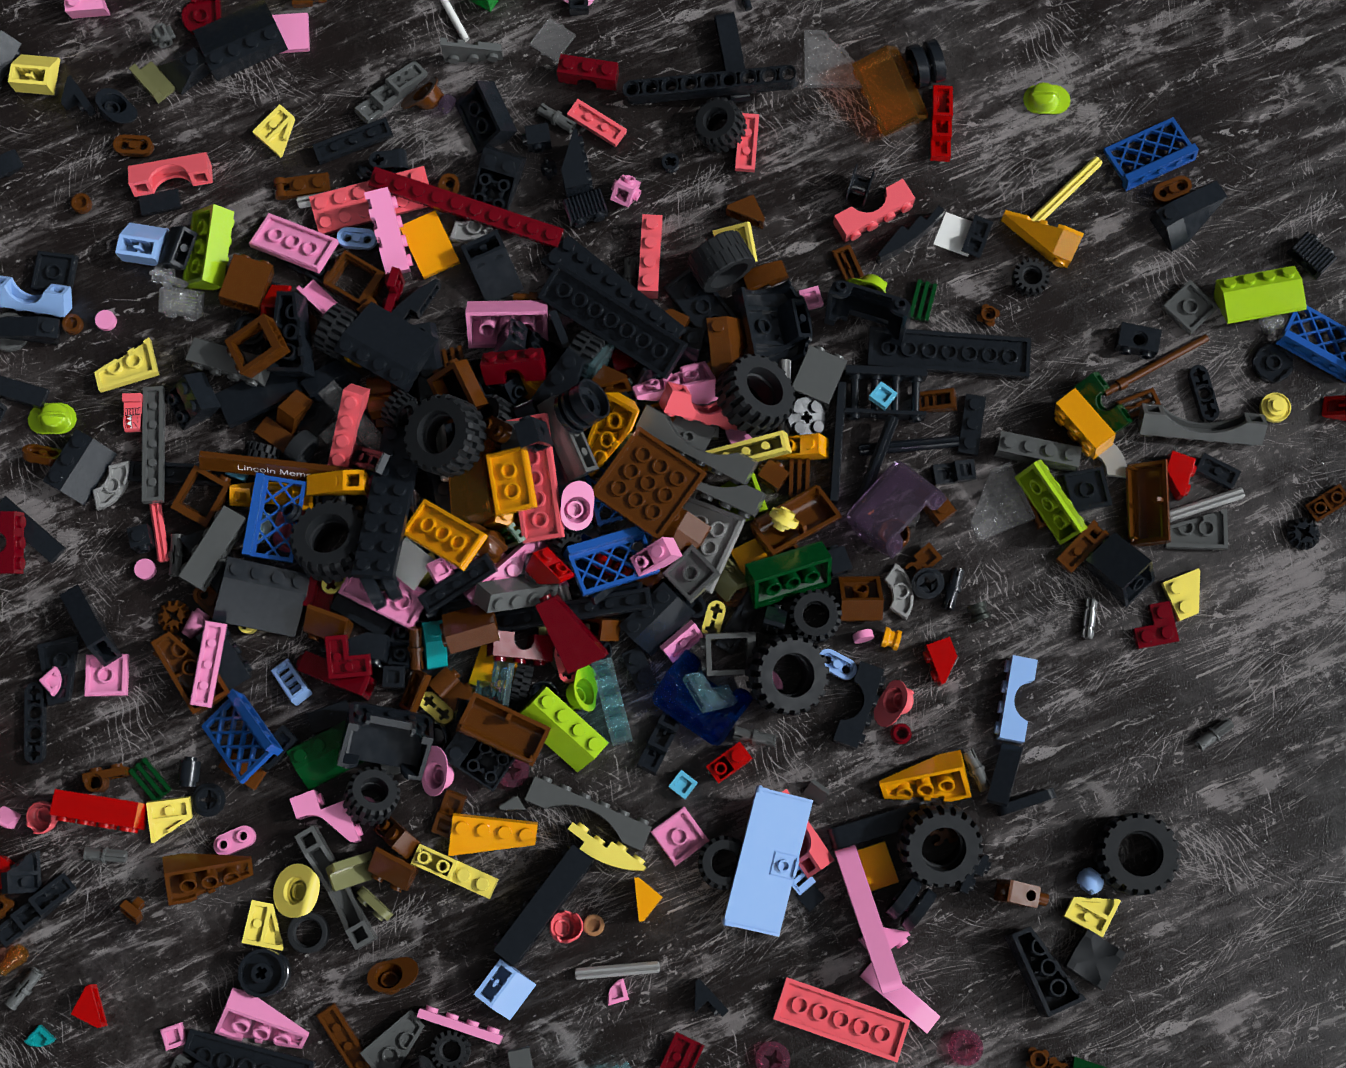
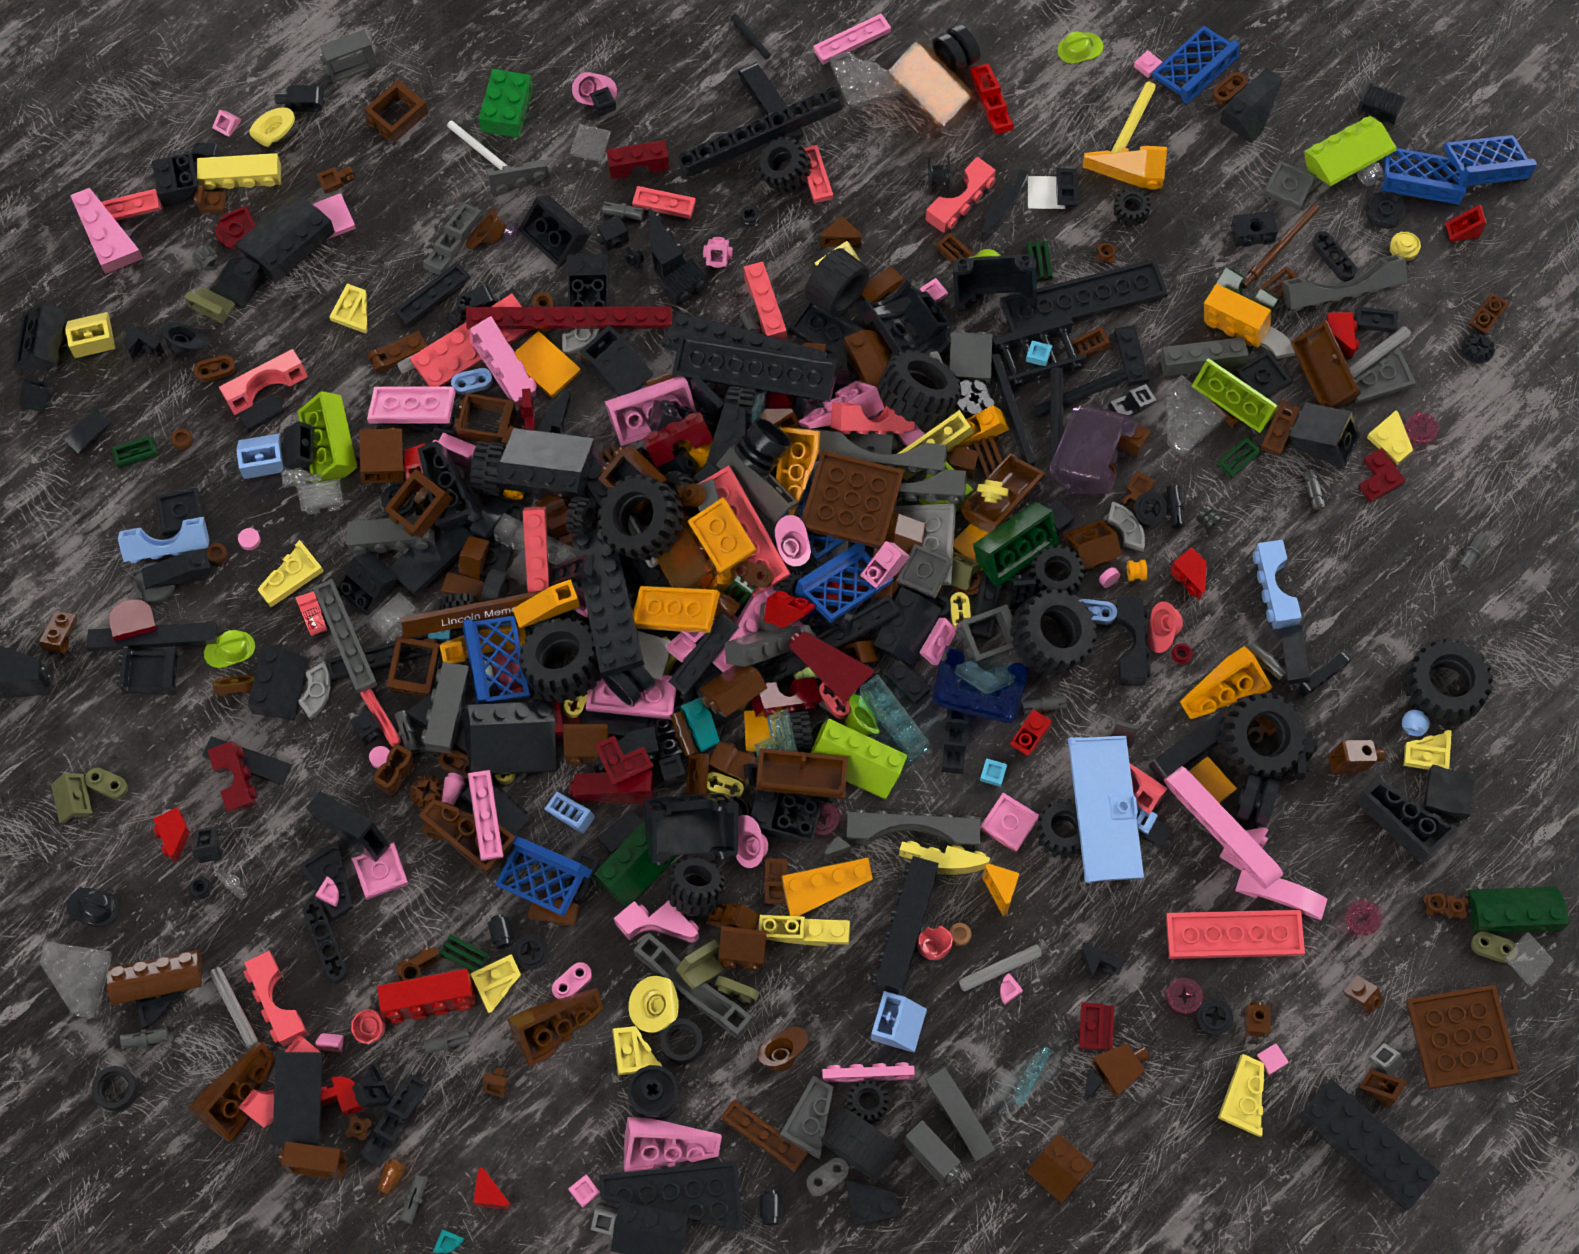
camera: 20 degrees left, 10 degrees down
(35, 208) = (135, 455): none -> dark green tile
(145, 591) = (397, 766): none -> reddish brown brick
(206, 438) = (387, 620): none -> clear brick
(291, 512) = (512, 646): black plate -> none
(527, 524) = (751, 574): none -> reddish brown plate
(533, 434) = (727, 484): black brick -> none
(834, 17) = (852, 38): none -> bright pink plate
(1015, 569) = (1227, 468): none -> dark green tile
(1103, 137) = (1147, 63): none -> bright pink plate
(1218, 585) = (1420, 420): none -> clear pink gear

